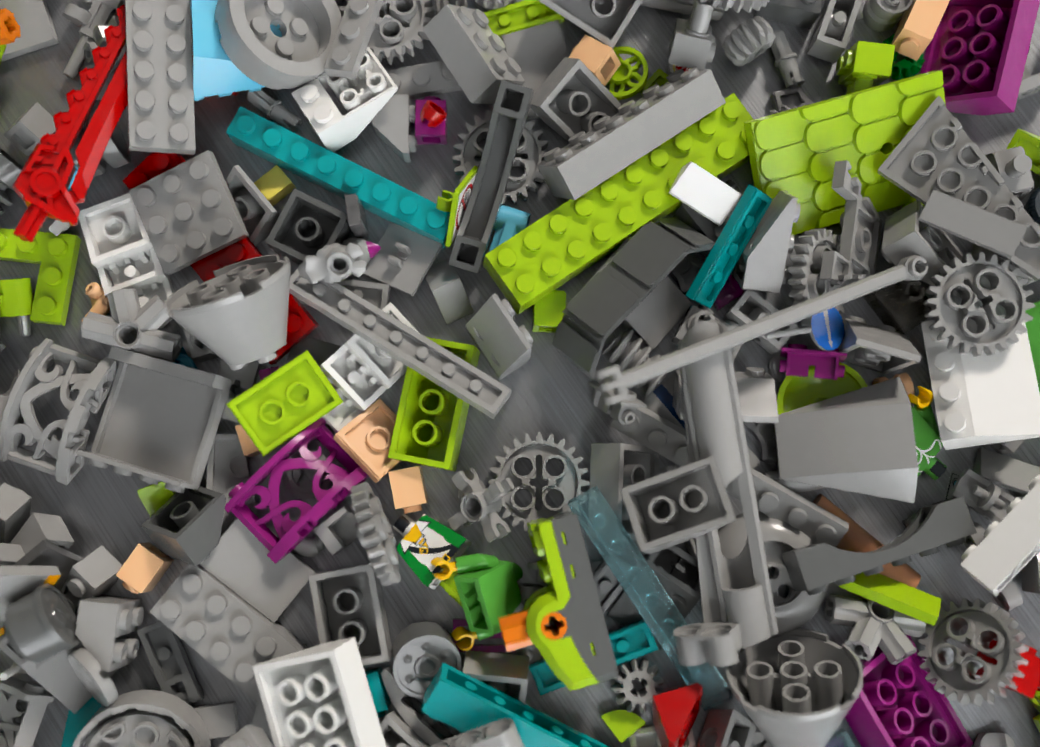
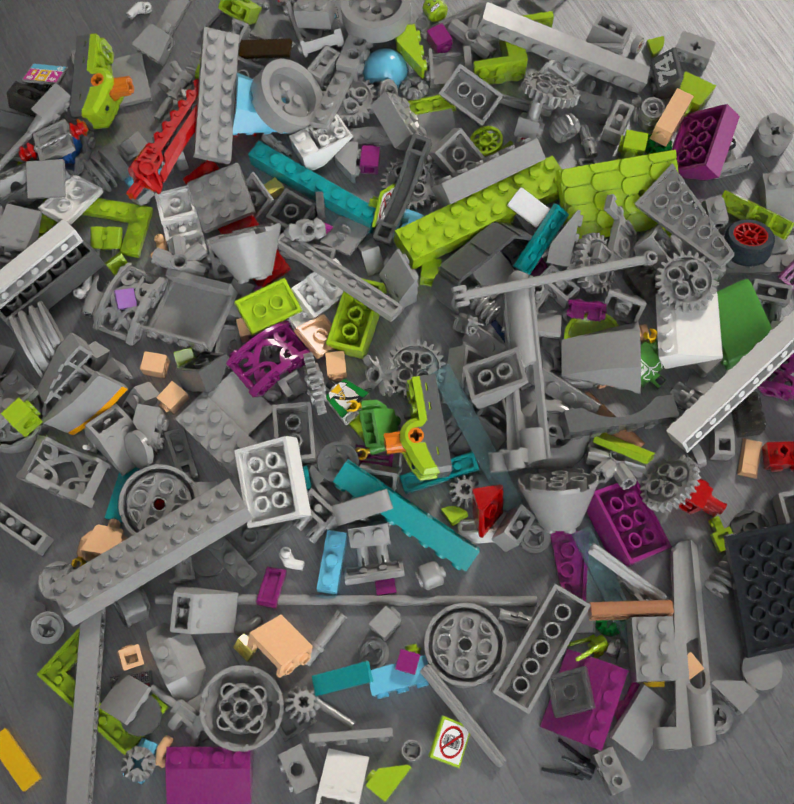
camera: 10 degrees right, 10 degrees down
(25, 340) = (115, 263): none -> lime plate
(41, 624) = (114, 413): dark grey wheel -> none
(44, 408) = (125, 298): none -> medium lavender tile
(109, 513) = (155, 364): none -> light nougat panel
(432, 113) = (371, 152): red hinge -> none
(597, 58) = (473, 130): light nougat brick -> none
(825, 329) = (594, 288): blue piece -> none
(972, 224) = (685, 234): light grey tile -> none

